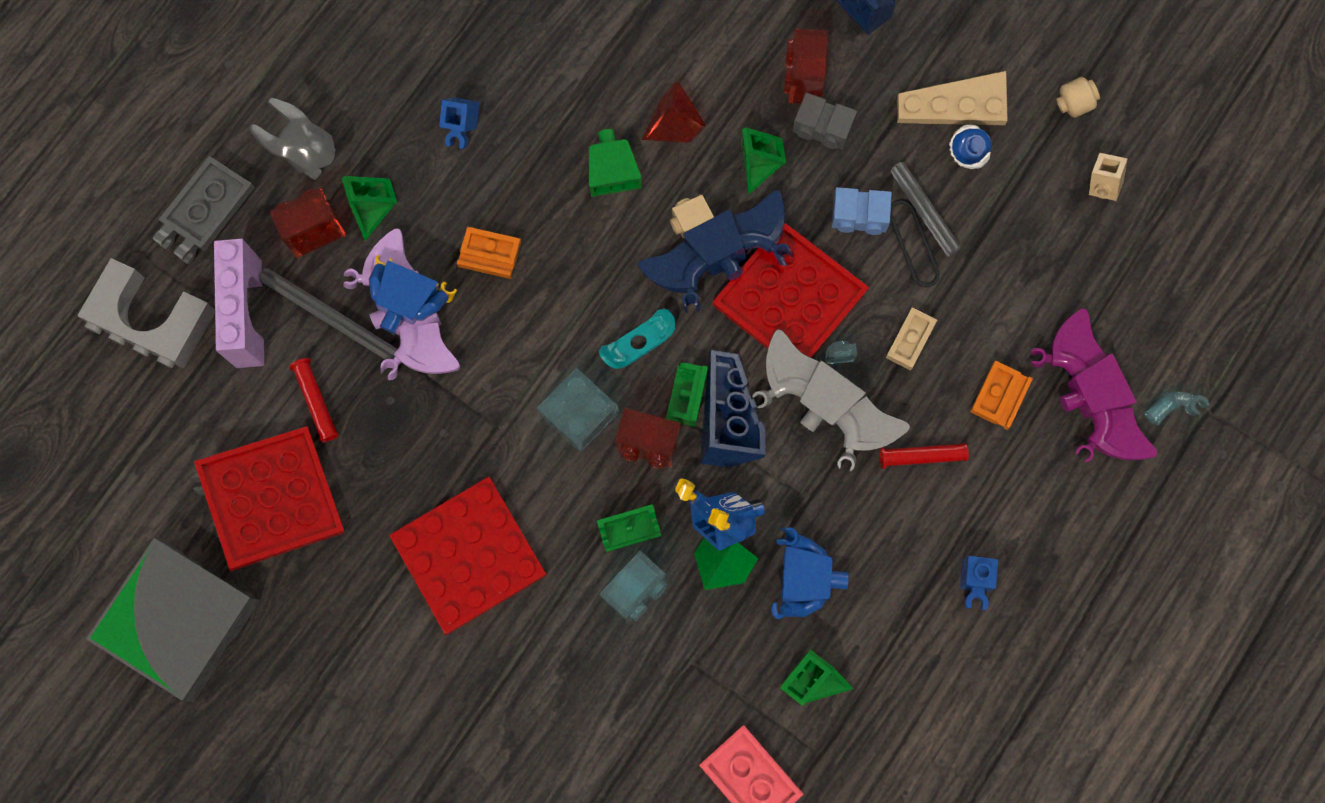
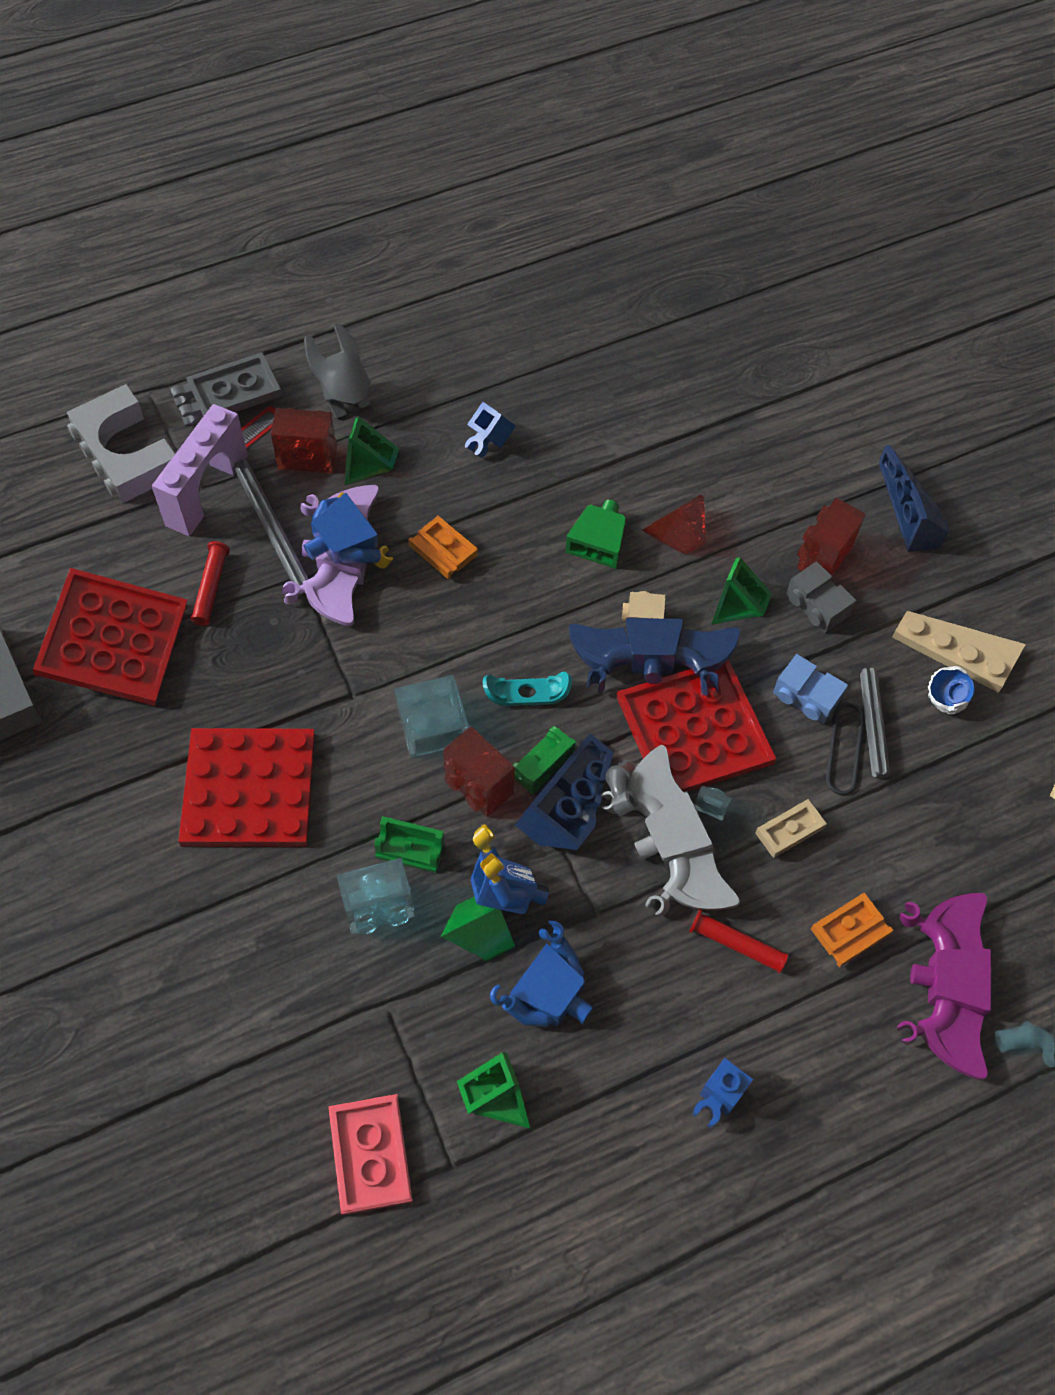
camera: 25 degrees right, 15 degrees down
(253, 223) = (258, 426): none -> sticker
(759, 378) = (618, 778): none -> dark grey piece

